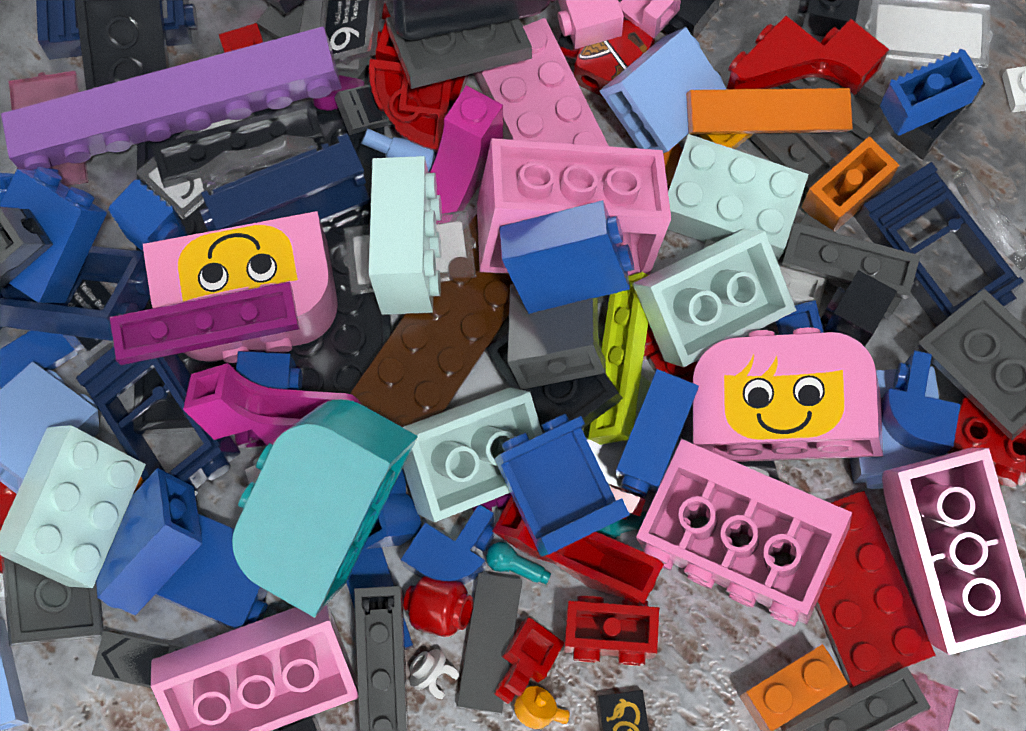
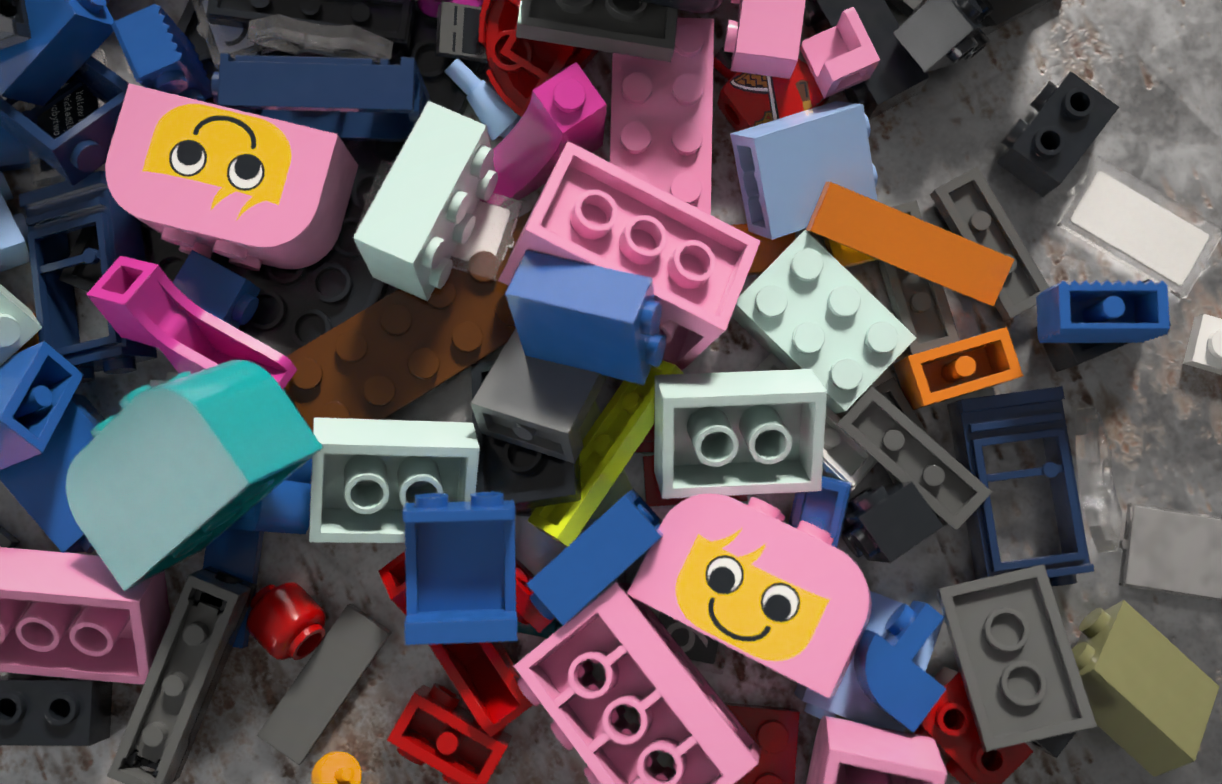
camera: 20 degrees right, 10 degrees up
(204, 323) = (146, 209): magenta plate -> none
(427, 668) = (245, 681): white plate -> none
(449, 560) = (318, 577): blue brick -> none
(503, 558) = (377, 602): teal piece -> none
(531, 656) = (357, 720): red plate -> none
(791, 54) = (968, 187): red arch -> none

